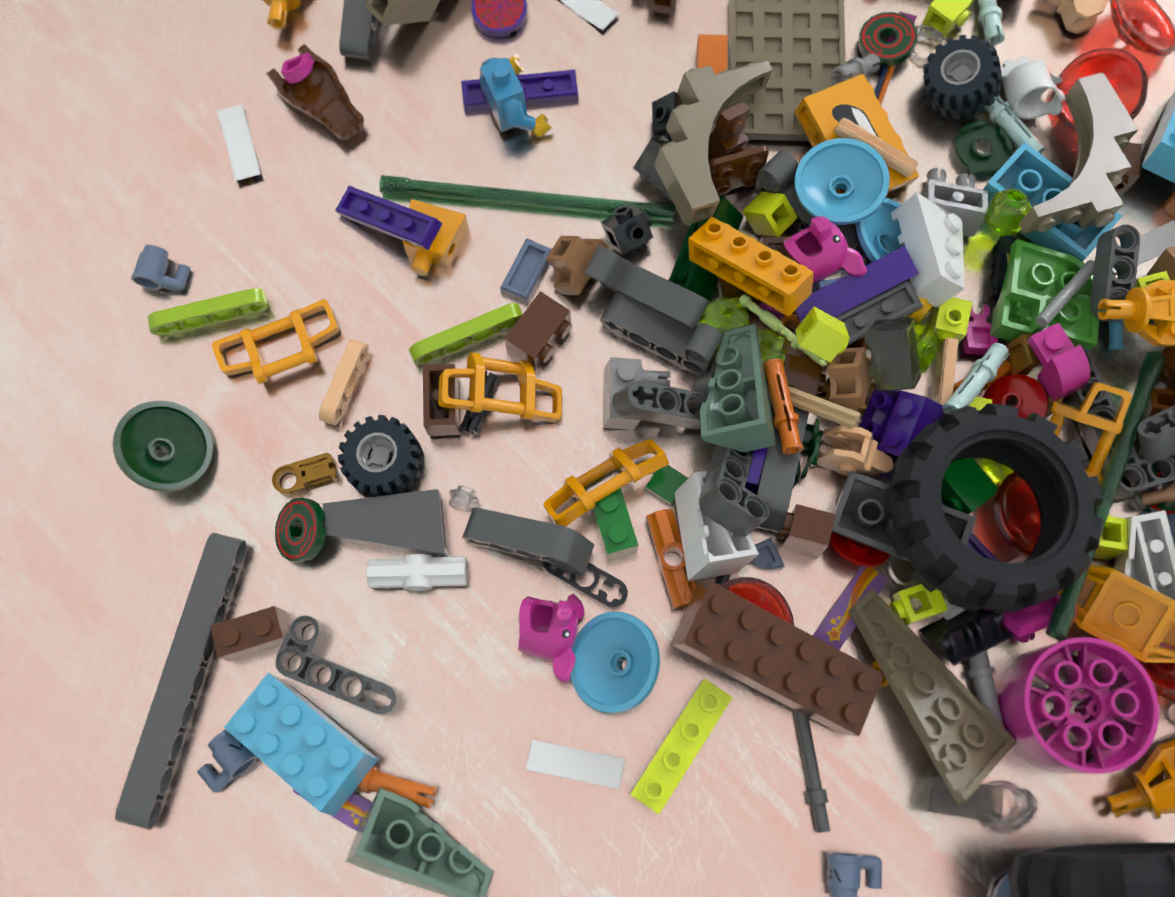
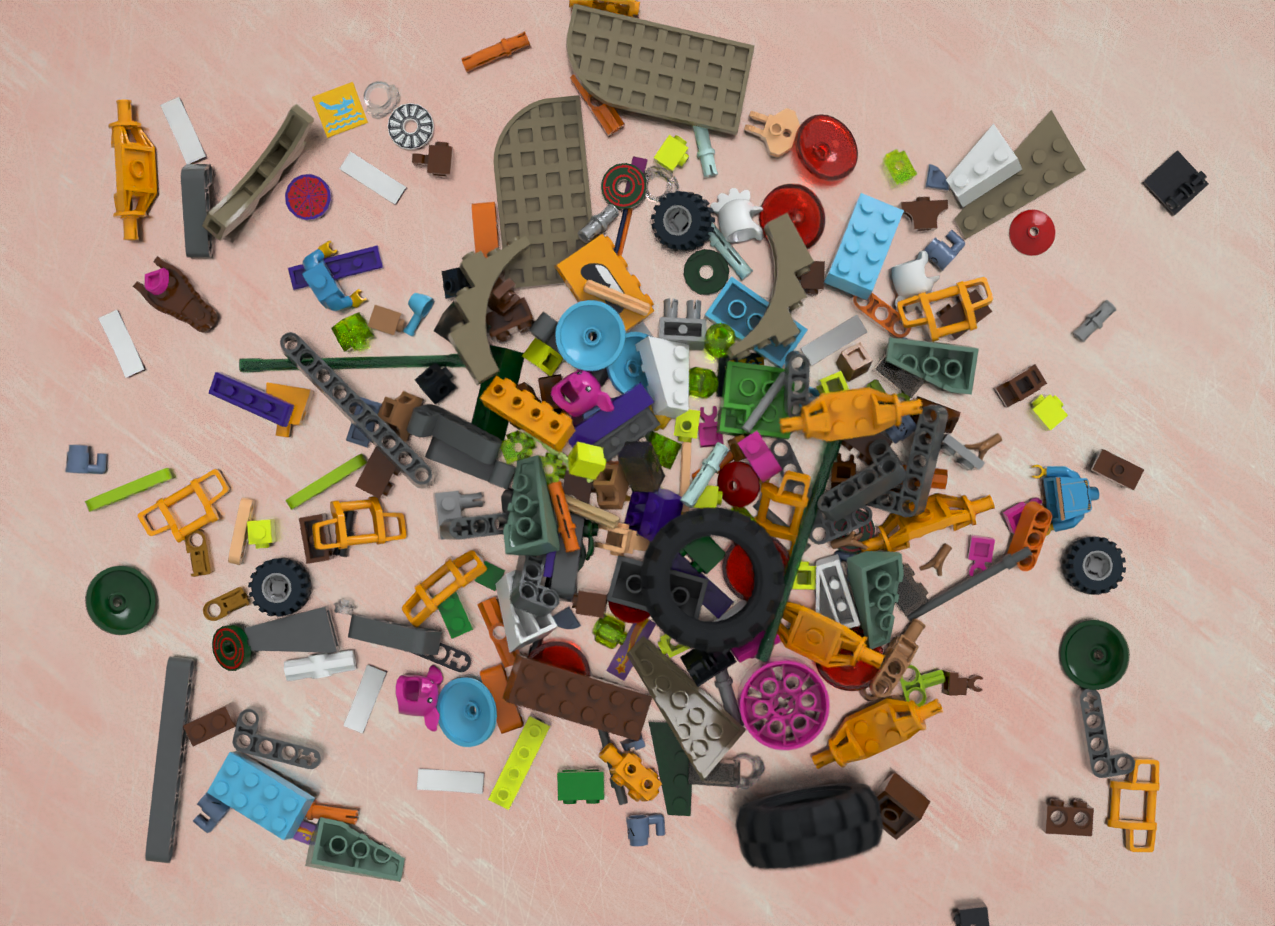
camera: 10 degrees left, 15 degrees up
(282, 407) = (200, 555): none -> pearl gold piece
(370, 384) = (261, 533): none -> neon yellow brick
(472, 629) = (365, 699): none -> white sticker
(509, 228) = (352, 399): none -> dark grey beam
(529, 157) = (352, 332): none -> clear neon green brick
(574, 152) = (386, 320): none -> medium nougat brick
(621, 142) = (421, 306): none -> medium azure bar
(672, 676) = (507, 714): none -> orange beam
(766, 795) = (580, 785): none -> green brick
(826, 578) = (609, 632): none -> clear neon green head
(842, 787) = (635, 780): none -> light orange brick
(843, 742) = (629, 743): none -> sand blue tile
(902, 785) = (672, 768): none -> dark green wing
(978, 270) = (702, 382): none -> clear neon green head

